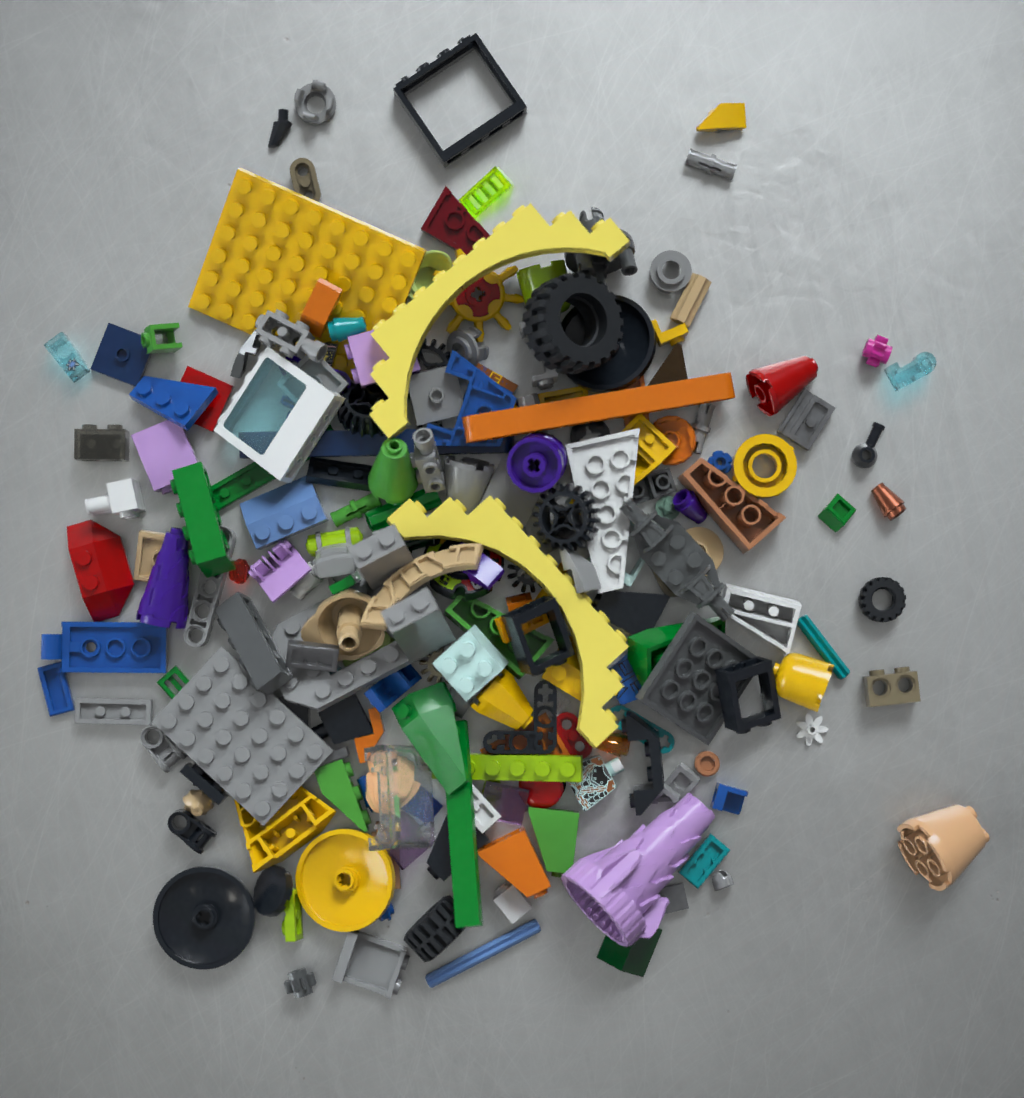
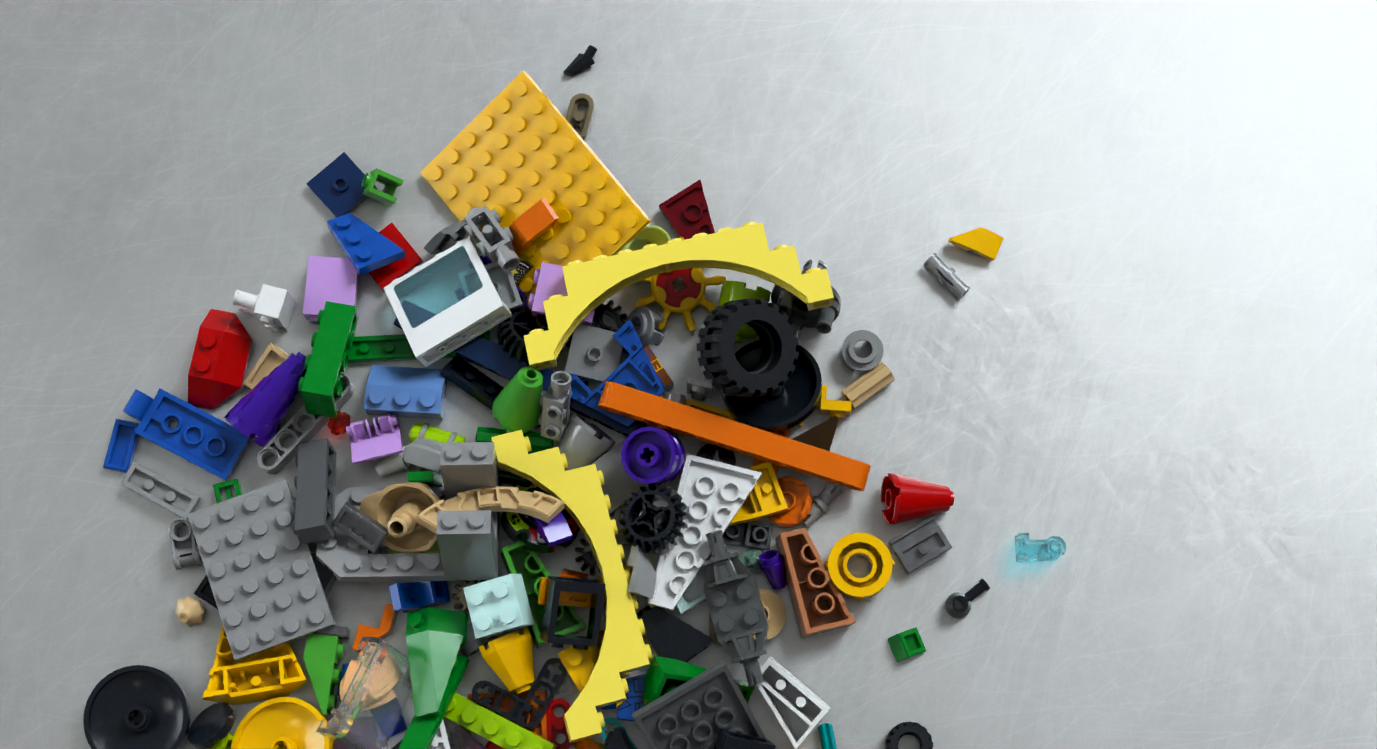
camera: 30 degrees right, 10 degrees down
(67, 356) = (292, 163): clear light blue leg -> none
(101, 444) = (279, 251): clear smoke brick -> none
(192, 830) = (171, 637): black piece -> none
(198, 778) = (201, 588): black plate -> none
(316, 88) = (628, 43): light grey piece -> none
(343, 721) = (359, 603): black torso -> none
(344, 327) = (542, 252): teal cone -> none
(355, 509) = (470, 420): bright green pin -> none
(444, 60) = (755, 150): black window -> none
(496, 171) = (732, 194): clear neon green slope -> none
(724, 457) = (828, 543): blue plate -> none
(877, 351) = (1015, 514): dark pink gear -> none
(888, 501) = (959, 658): copper cone -> none

